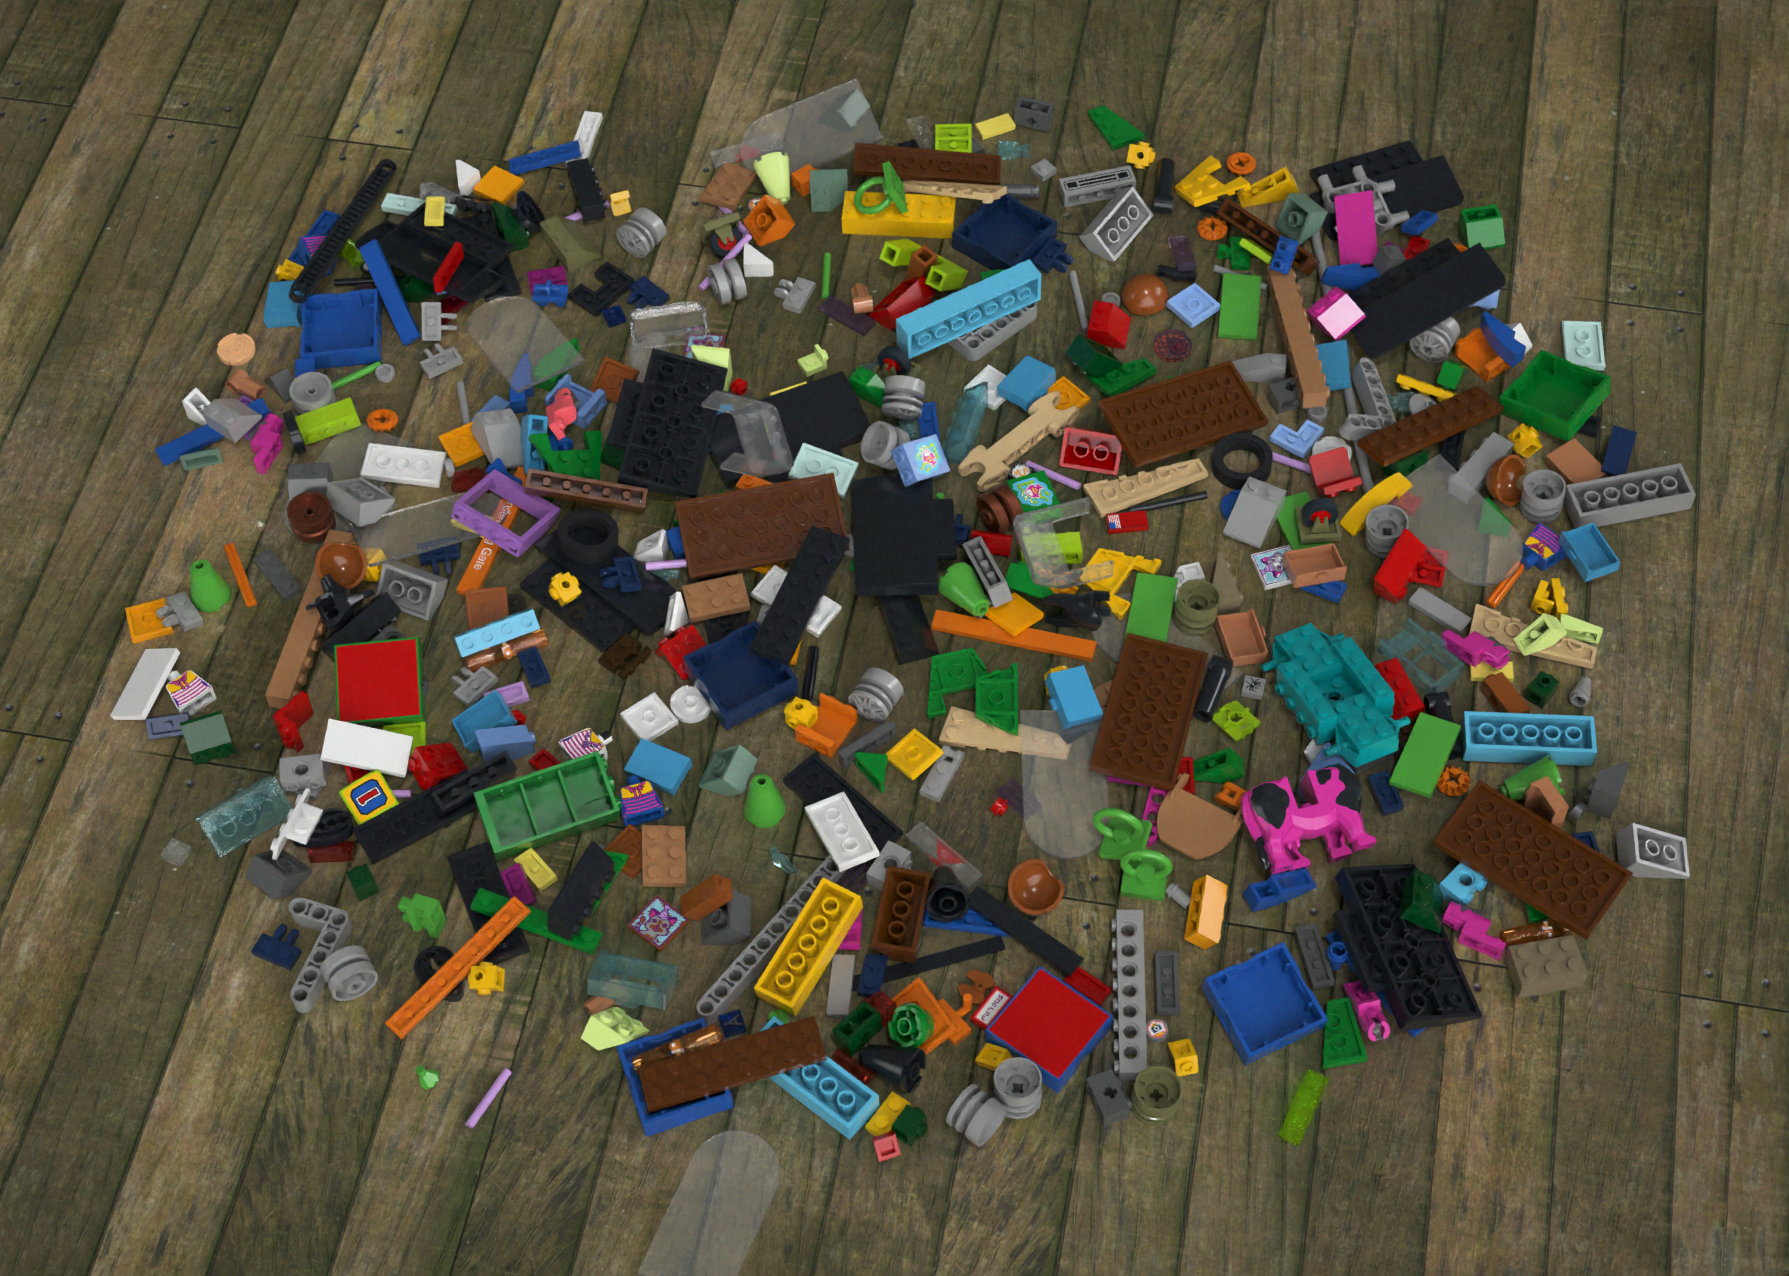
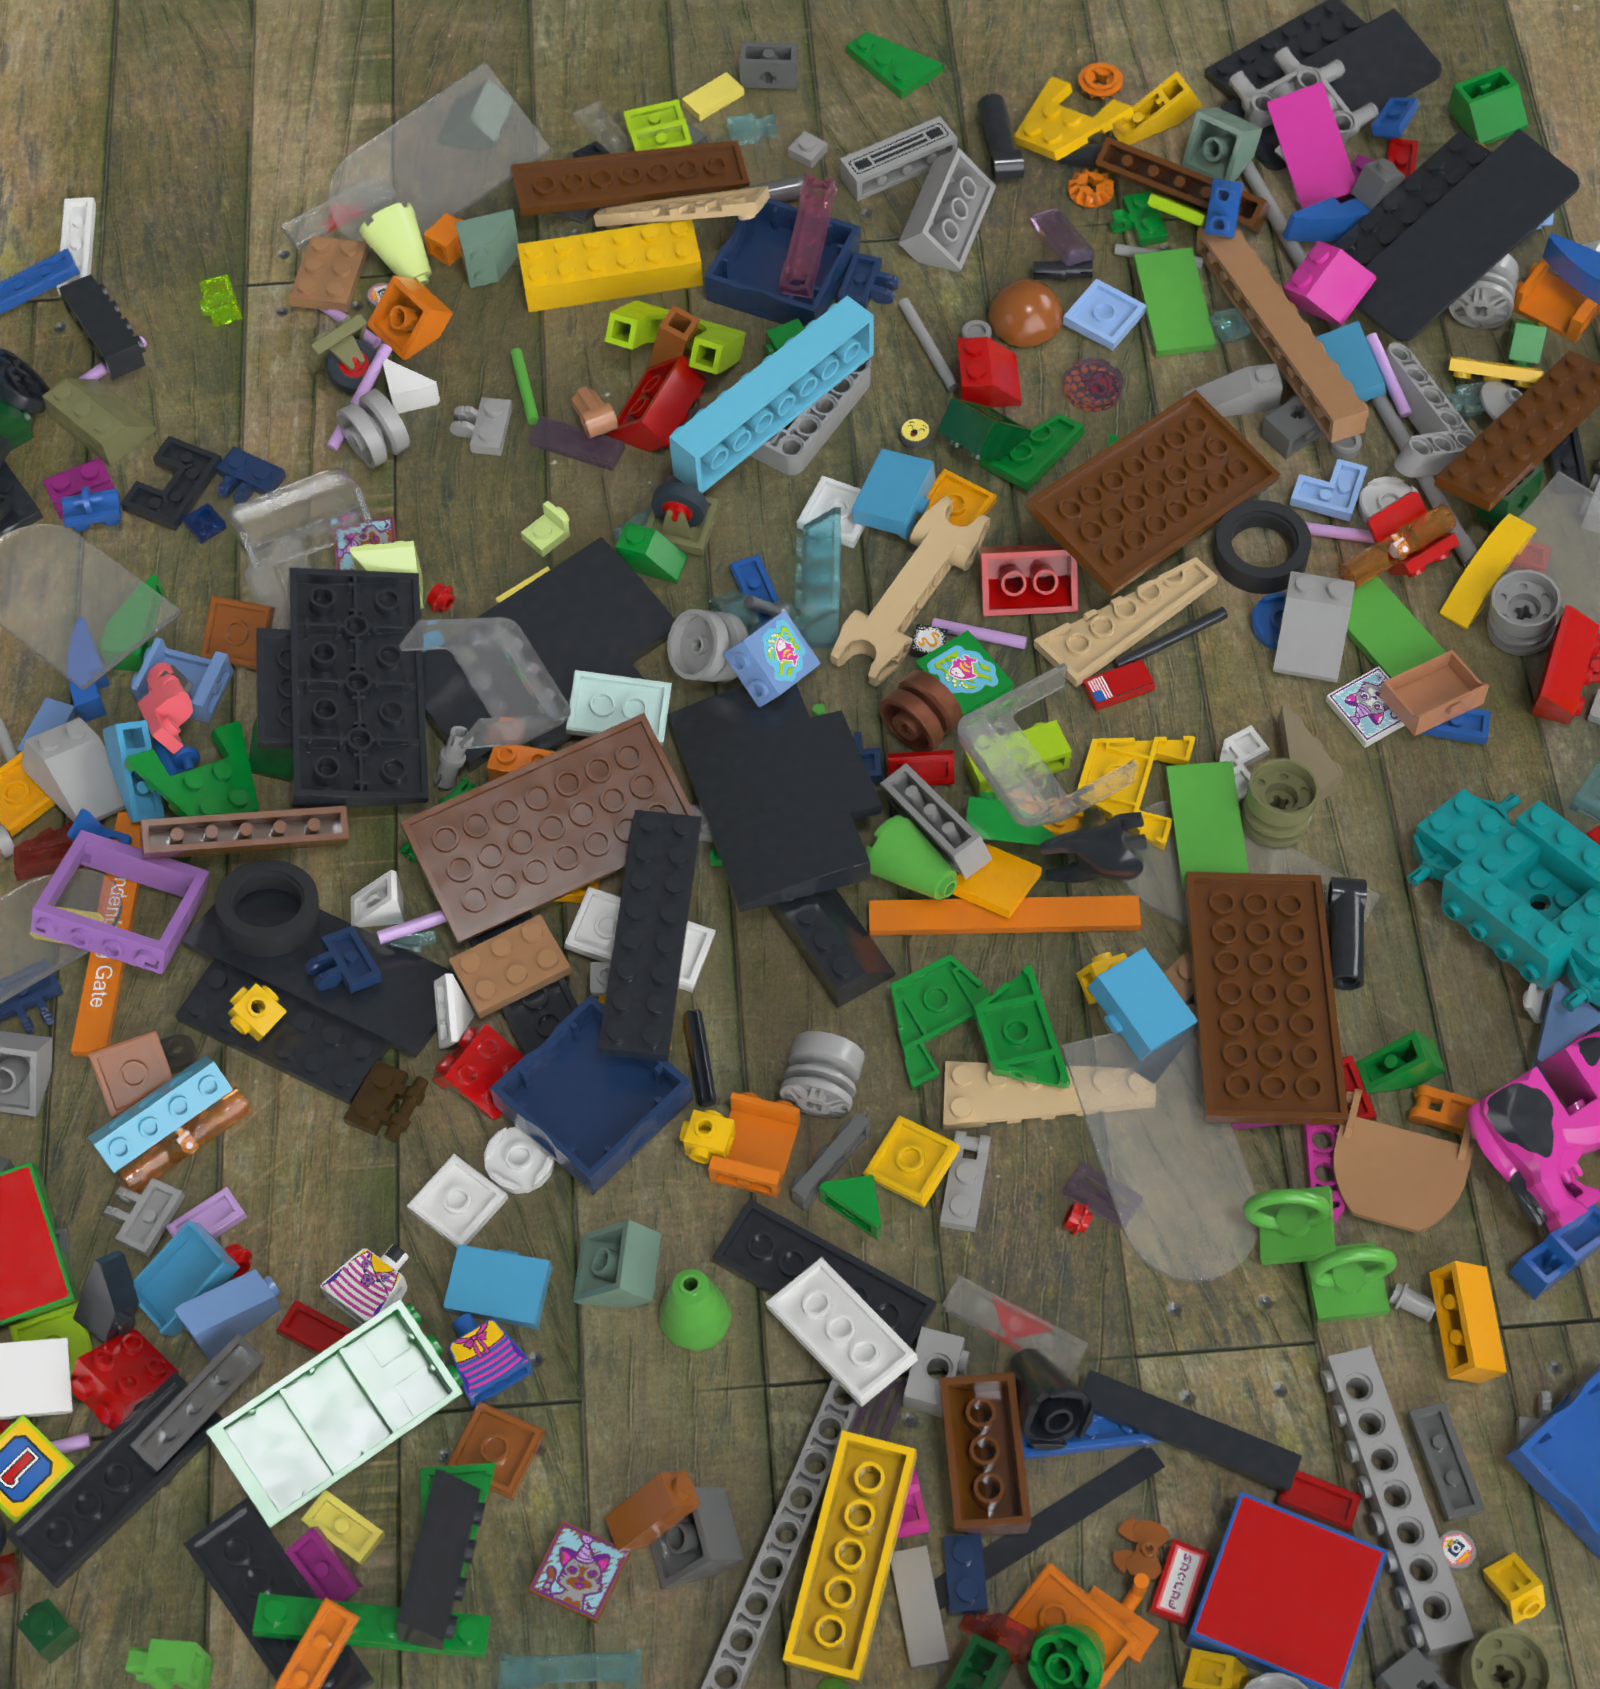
camera: 15 degrees left, 5 degrees up
(440, 721) = (108, 1298): none -> black slope
(533, 667) = (239, 1158): dark blue plate -> none
(619, 202) = (161, 335): yellow slope -> none
(641, 232) = (212, 377): light grey wheel -> none
(659, 189) = (219, 300): none -> clear neon green brick
(663, 856) = (553, 1446): medium nougat plate -> none
(675, 543) = (416, 885): blue brick -> none
(717, 477) = (451, 758): none -> light grey pin
(782, 861) = (753, 1404): clear light blue bar -> none
(892, 187) = (595, 227): bright green tile -> none
(903, 397) = (712, 559): light grey wheel -> none
(928, 432) = (769, 608): none -> flat silver bar
(1023, 221) = (808, 236): none -> clear pink piece
(1034, 888) = (1187, 1352): dark orange cylinder -> none
(1053, 351) = (915, 433): none -> tile
(1134, 155) = (938, 96): yellow brick -> none
(1236, 730) = (1415, 973): lime piece -> none
(1242, 638) = (1361, 836): nougat container -> none
(1253, 687) = (1404, 914): light grey tile -> none
(1268, 327) = (1229, 325): none -> clear light blue plate
(1318, 521) = (1415, 620): plate -> none
(1334, 473) = (1399, 545): none -> clear orange piece
(1355, 376) = (1388, 375): none -> lavender bar

